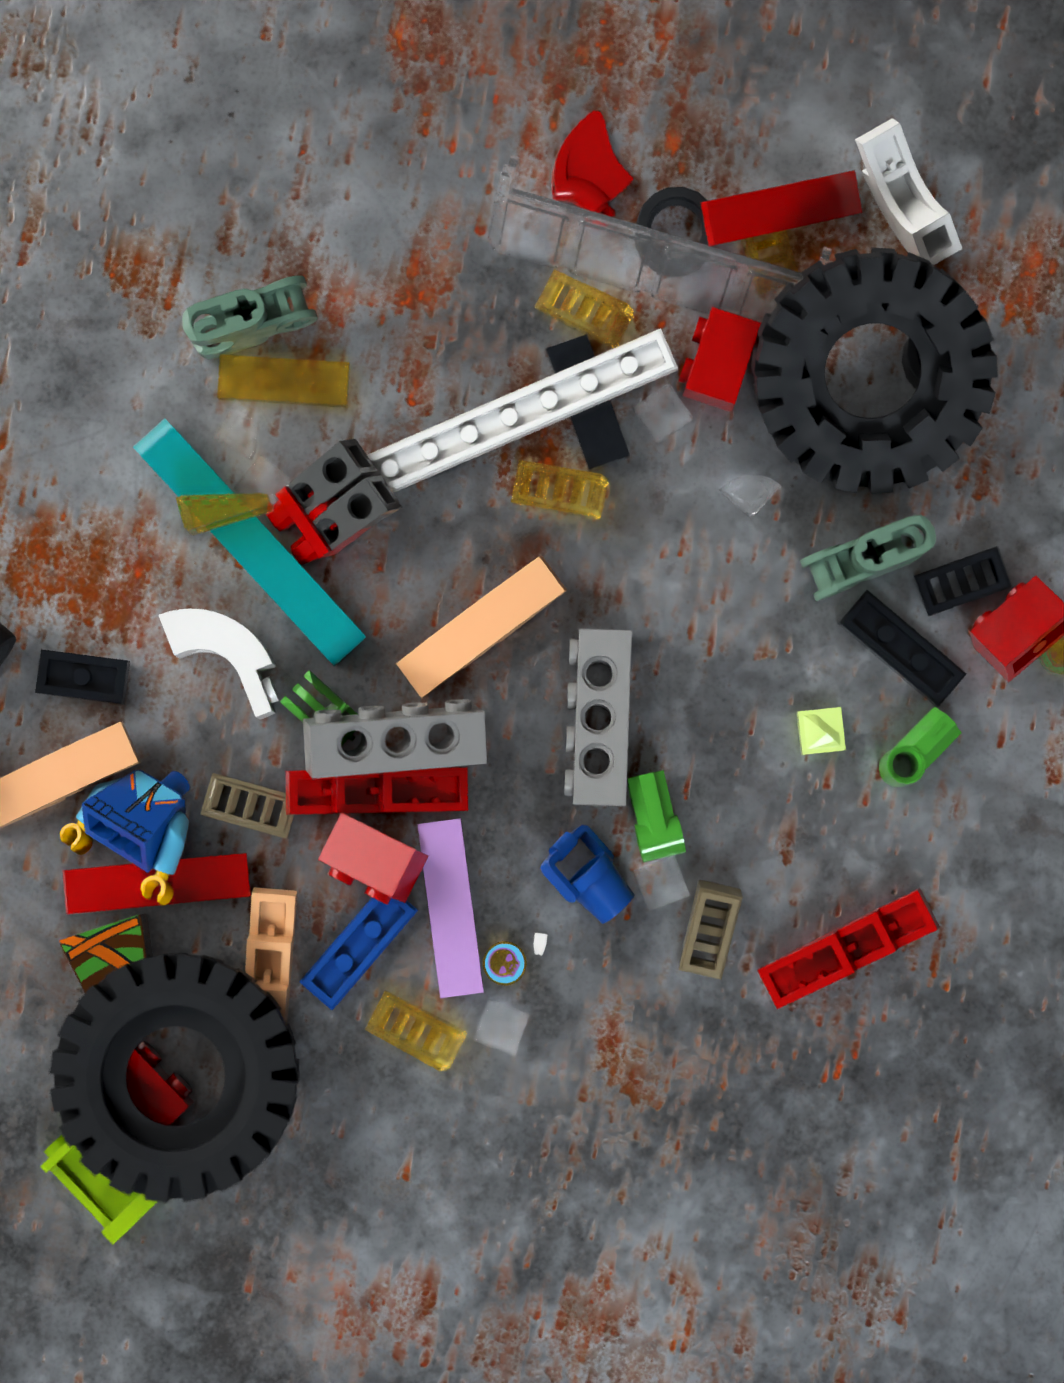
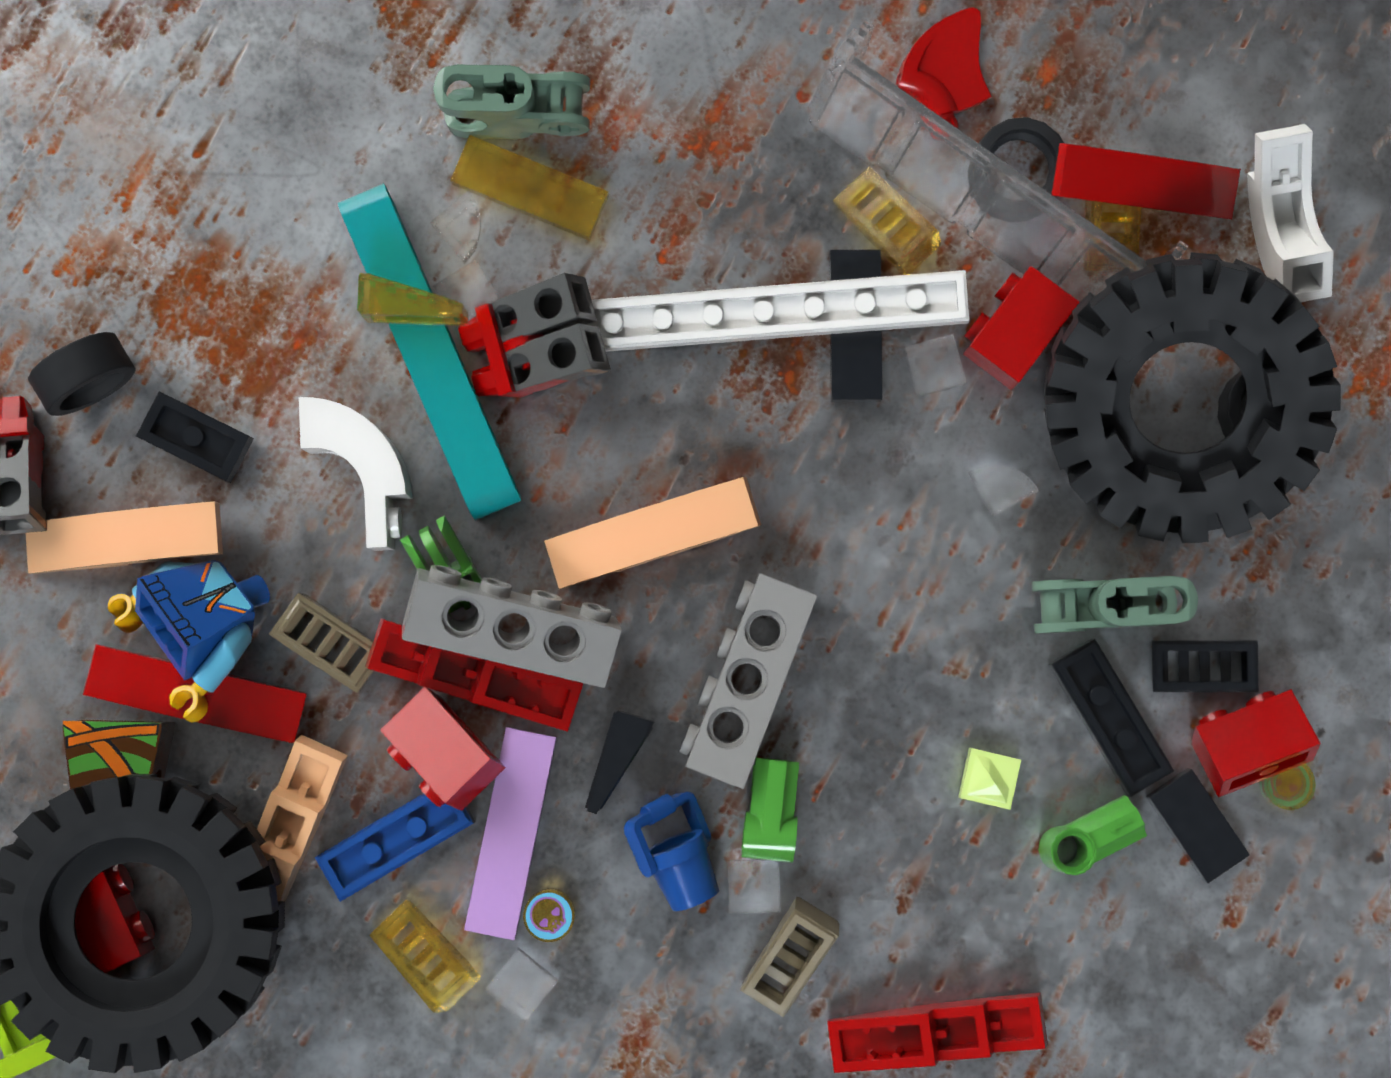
camera: 20 degrees right, 0 degrees up
(515, 805) = (622, 743): none -> black slope
(539, 943) = (596, 905): white piece -> none
(596, 494) = (829, 431): clear yellow slope -> none
(1000, 711) = (1197, 825): none -> black tile

